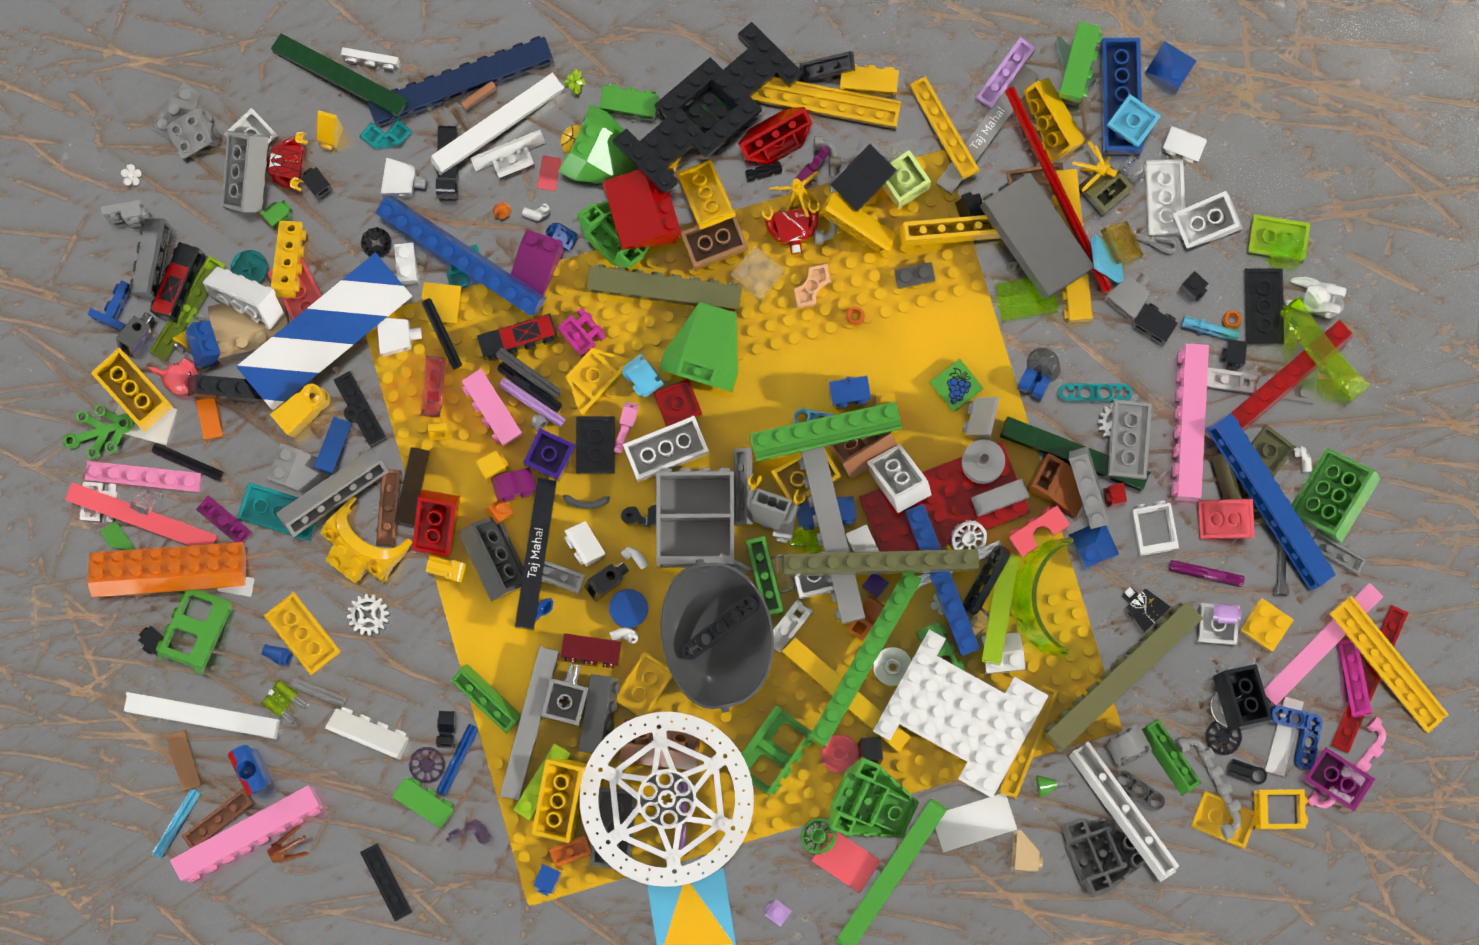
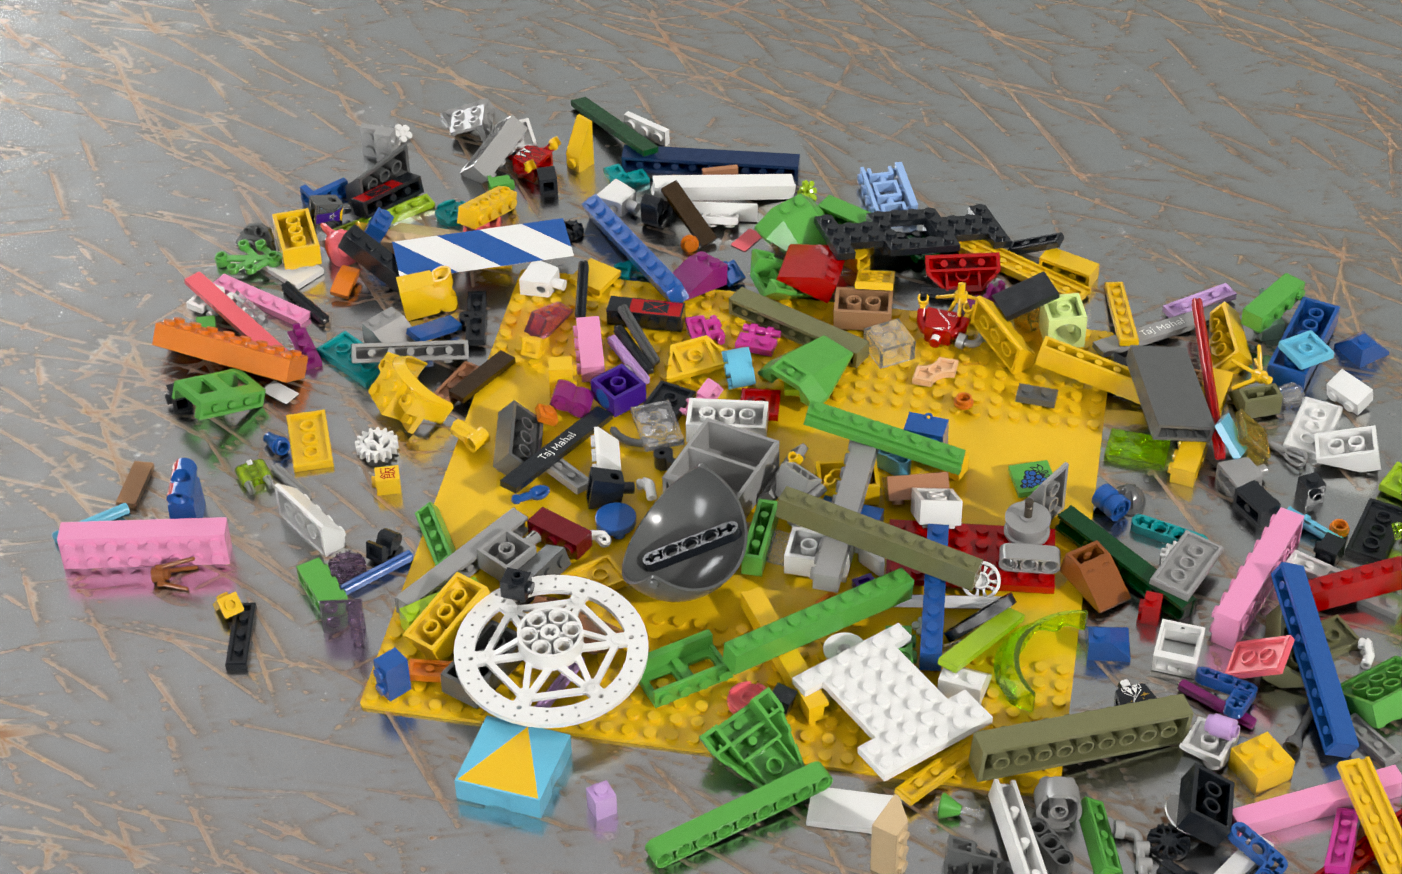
camera: 25 degrees right, 40 degrees down
(87, 394) = (257, 231): none -> dark grey piece
(201, 715) = (166, 451): white tile -> none
(245, 296) = (436, 213): white wedge -> none
(357, 860) = (228, 604): none -> yellow bracket
(403, 653) = (386, 480): none -> yellow brick
(406, 263) = (585, 244): white brick -> none
(435, 522) = (484, 399): red slope -> none
(485, 180) = (688, 213): none -> dark brown tile
(538, 214) = (725, 256): white arm -> none
(607, 483) = (657, 425): none -> clear plate
(607, 755) = (516, 584): none -> black brick
(637, 324) = (758, 344): none -> dark pink plate
(663, 39) = (885, 182): none -> light blue fence
(790, 625) = (763, 580): white plate -> none
(818, 836) = (685, 757): bright green wheel -> none
(847, 862) = (697, 787): coral tile -> none
(1051, 520) = (1037, 602): coral arch -> none
(1089, 487) = (1125, 583): light grey brick -> none
(1220, 557) = (1241, 692): none -> blue beam

